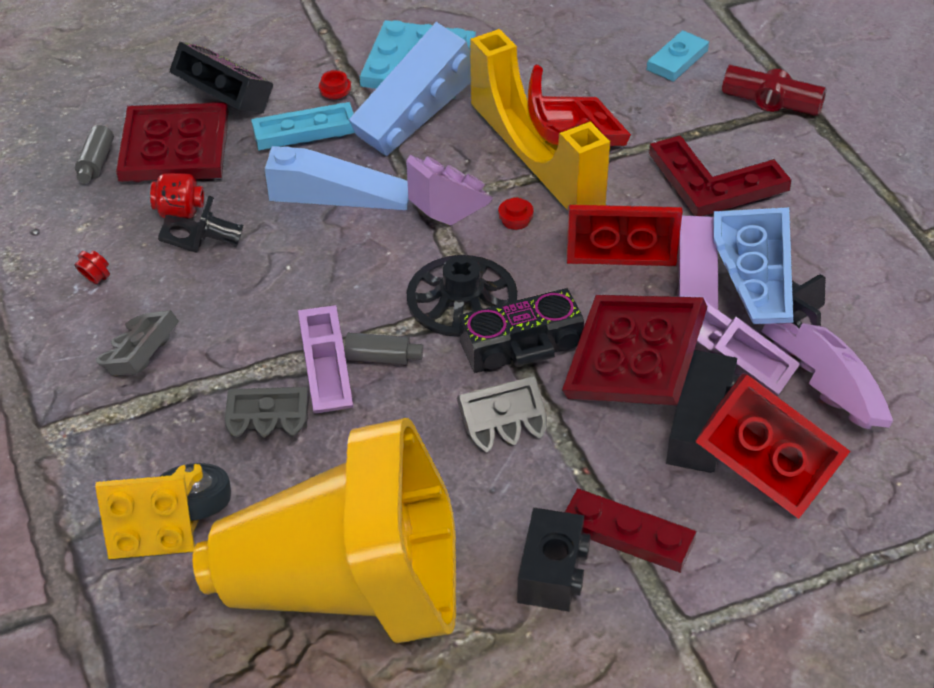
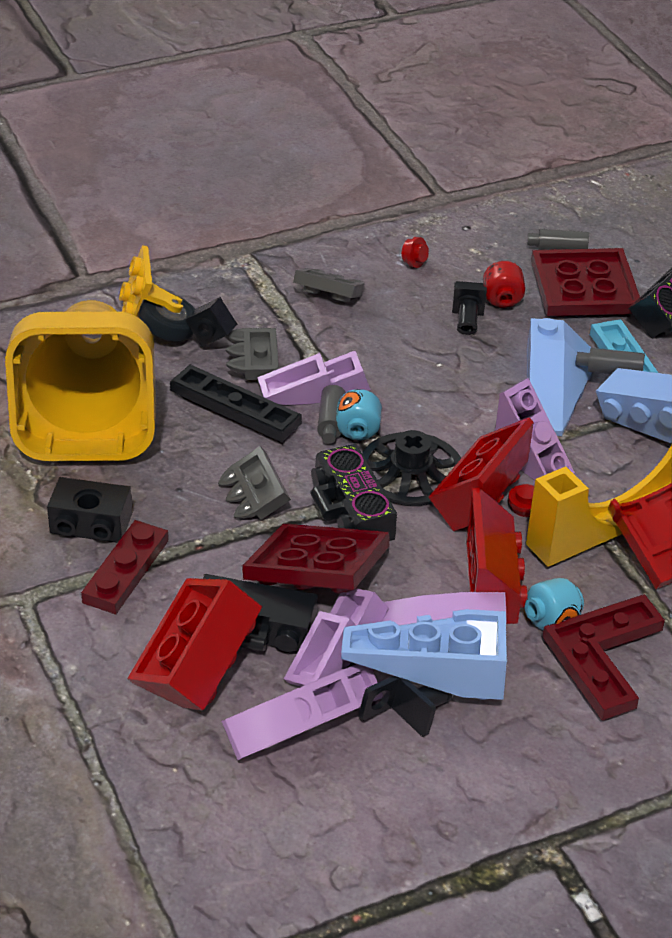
camera: 85 degrees right, 5 degrees down
(218, 444) = (211, 322): none -> black plate
(334, 123) = (607, 360): none -> dark grey cylinder
(380, 404) = (236, 403): none -> black plate
(395, 317) = (358, 414): none -> medium azure head
(510, 215) = (488, 465): none -> red slope
(667, 192) = (553, 602): none -> medium azure head

